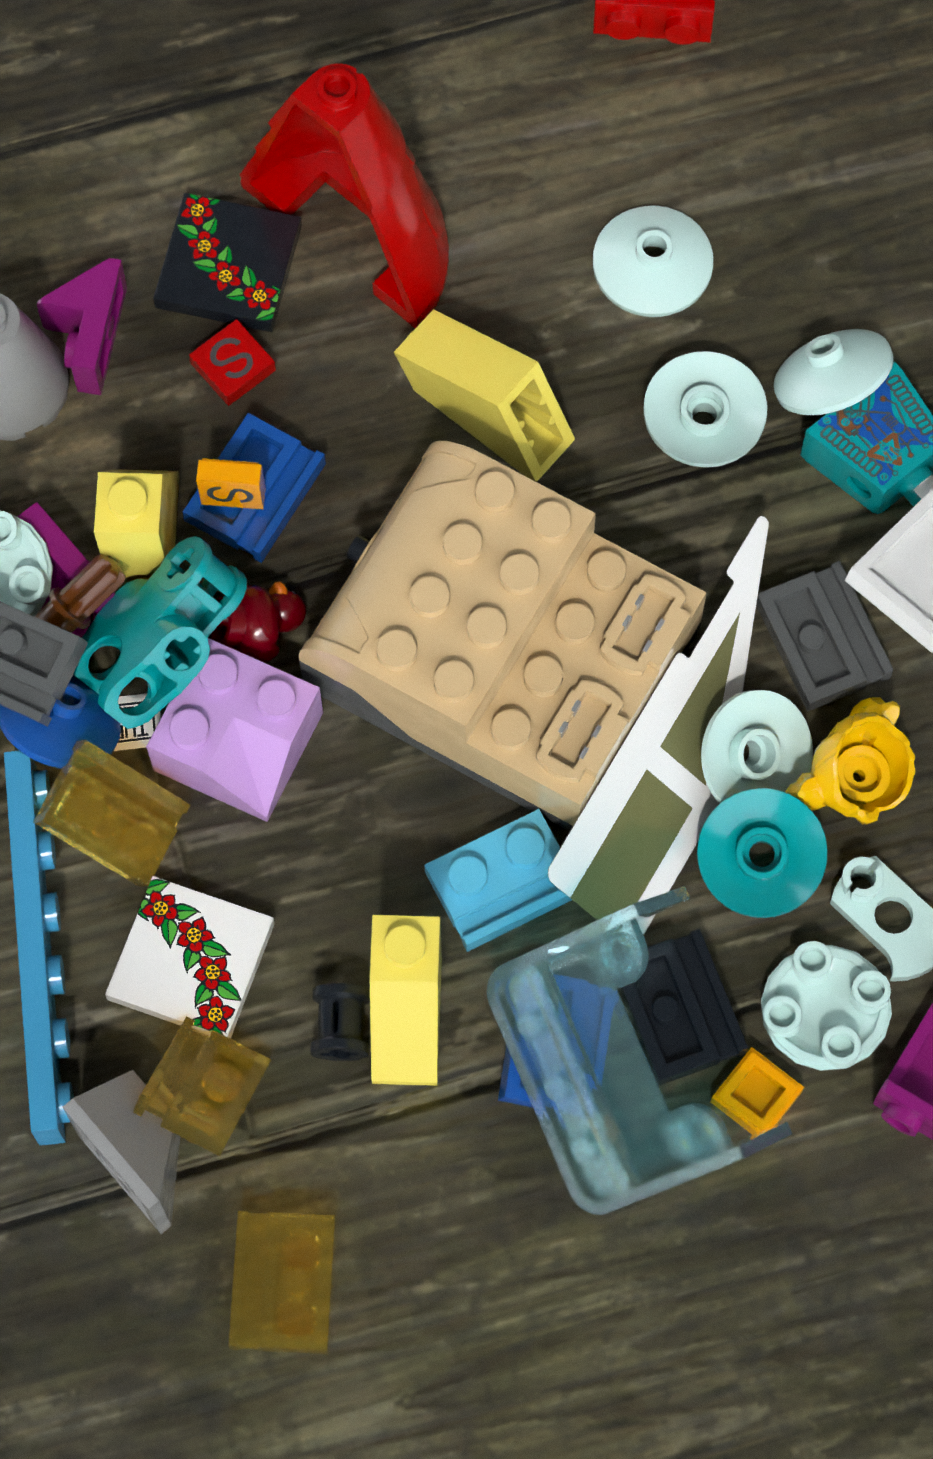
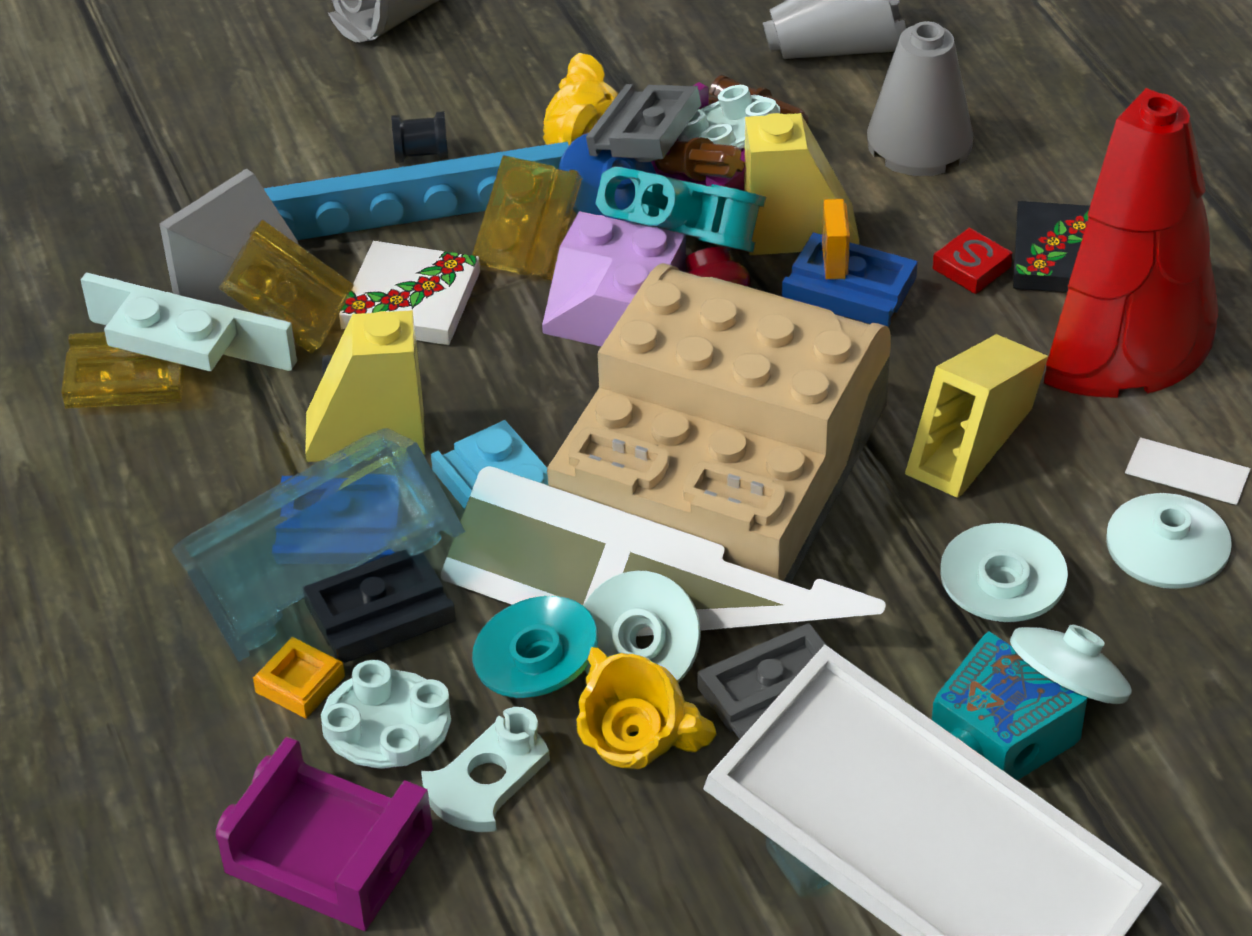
camera: 85 degrees right, 25 degrees down
(90, 314) = (992, 167): magenta slope -> none
(247, 1218) = (184, 327): none -> light aqua bracket
(561, 224) = (1188, 471): none -> white sticker

